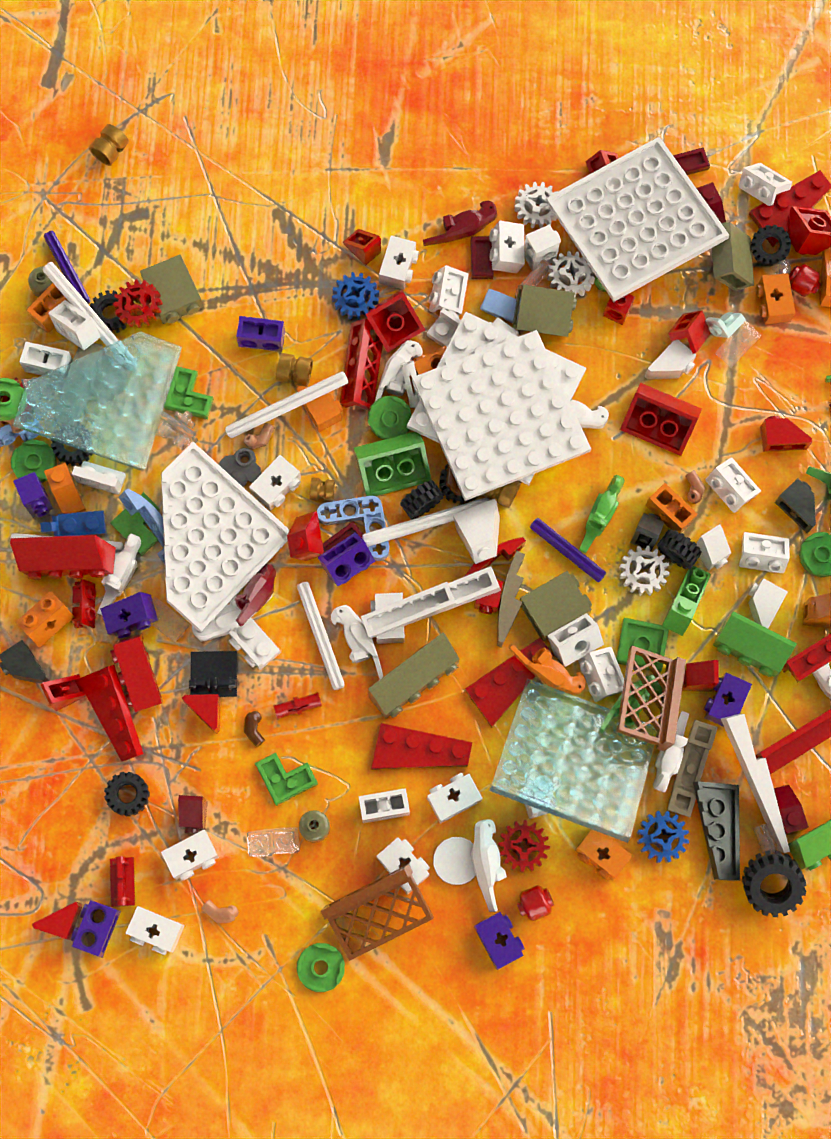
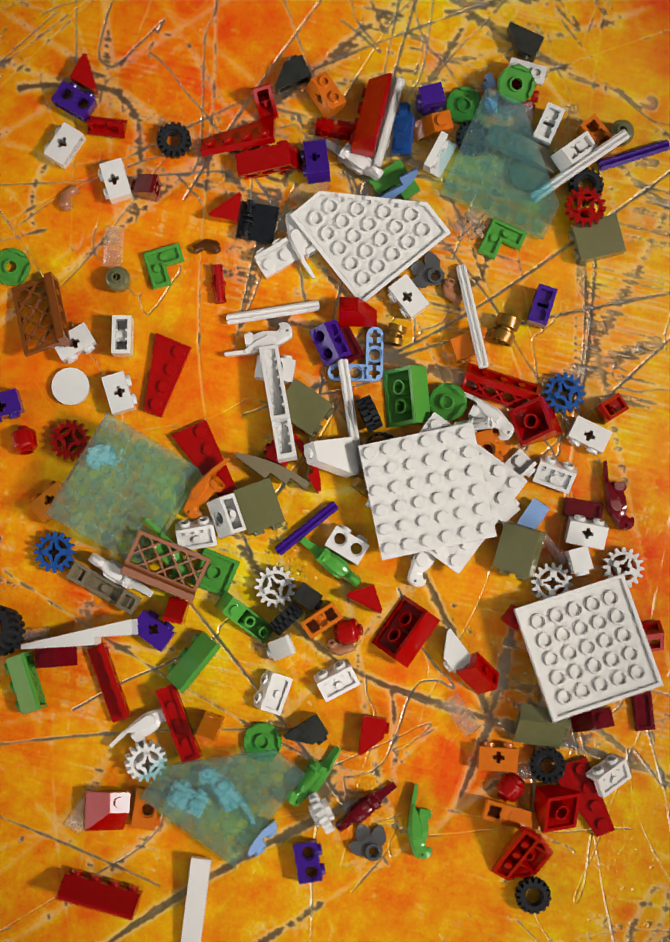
camera: 105 degrees right, 10 degrees up
(256, 593) = (312, 263): dark red animal -> none
(414, 676) = (221, 379): olive slope -> none
(428, 569) = (307, 408): none -> olive brick
(487, 861) = (64, 408): white animal -> none
(580, 500) = (345, 548): none -> white brick
(631, 467) = (368, 597): none -> red slope
(676, 478) = (348, 631): none -> red head
(720, 822) = (54, 600): pearl dark grey wing -> none
(726, 324) = (480, 708): light aqua bracket -> none
(765, 601) = (227, 681): white slope -> none

